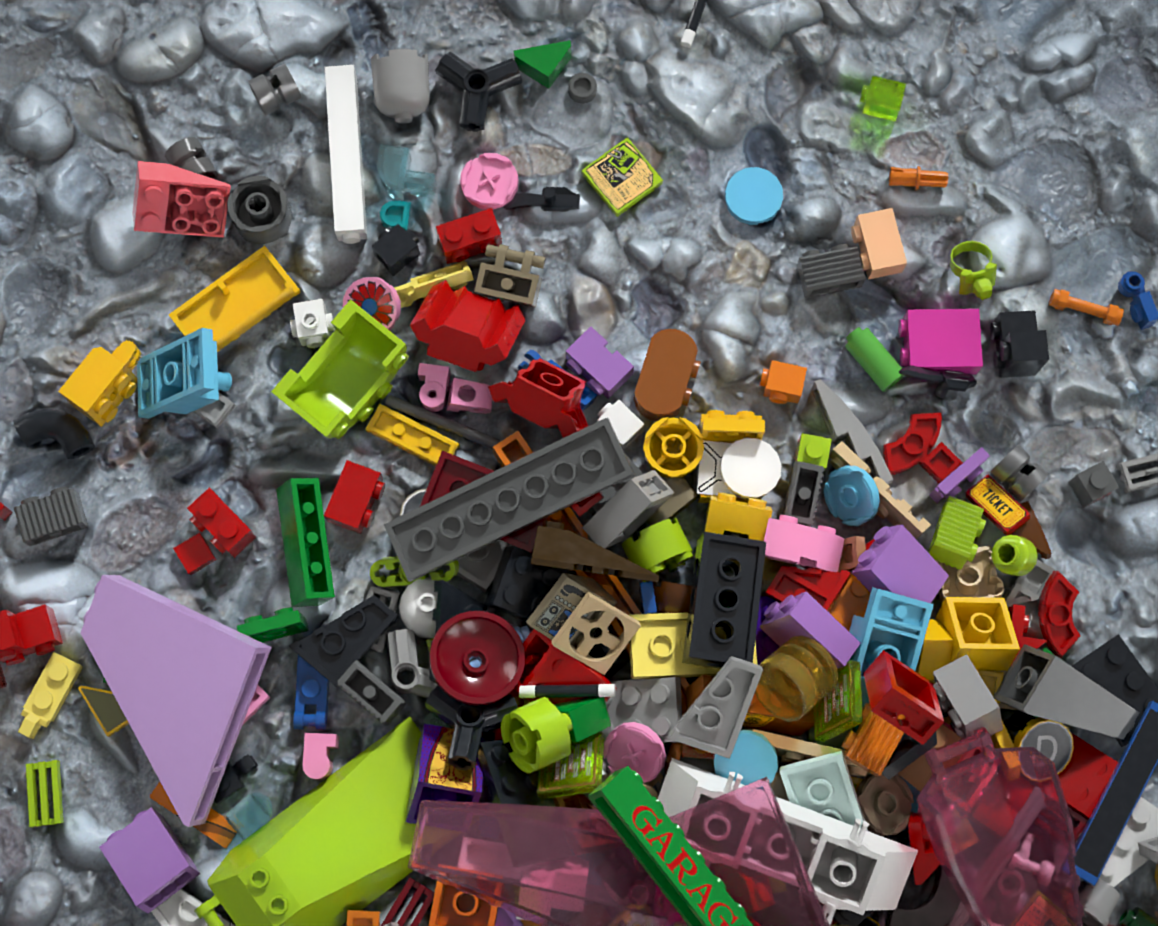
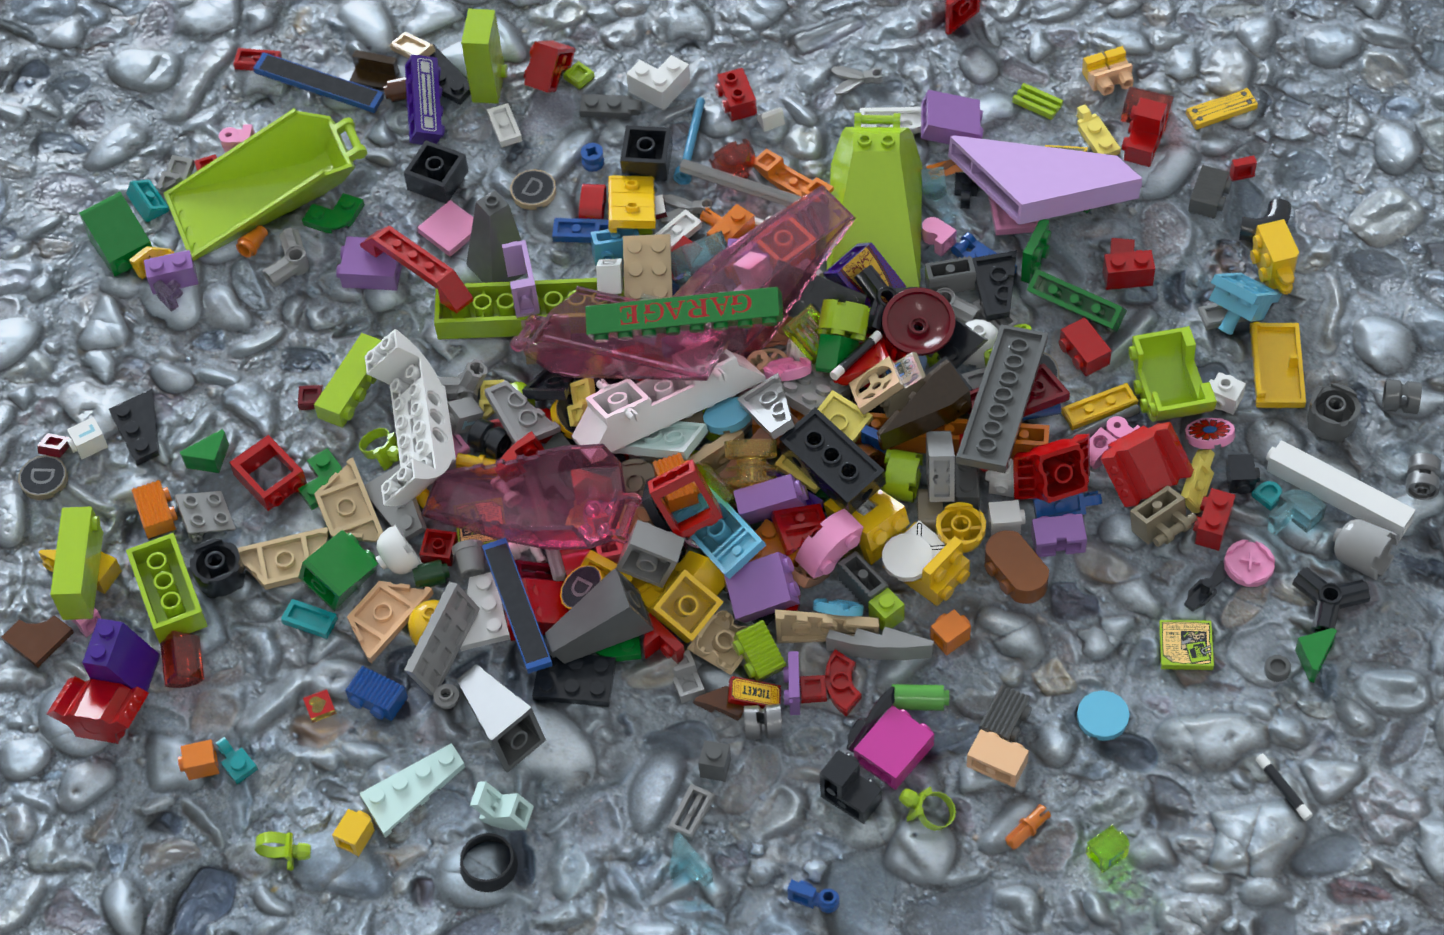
camera: 135 degrees right, 20 degrees down
(178, 201) = (1379, 362): coral slope -> none
(1014, 555) = (713, 669): lime head -> none
(1056, 614) = (654, 675): red tile -> none
(1111, 314) = (857, 850): orange bar -> none

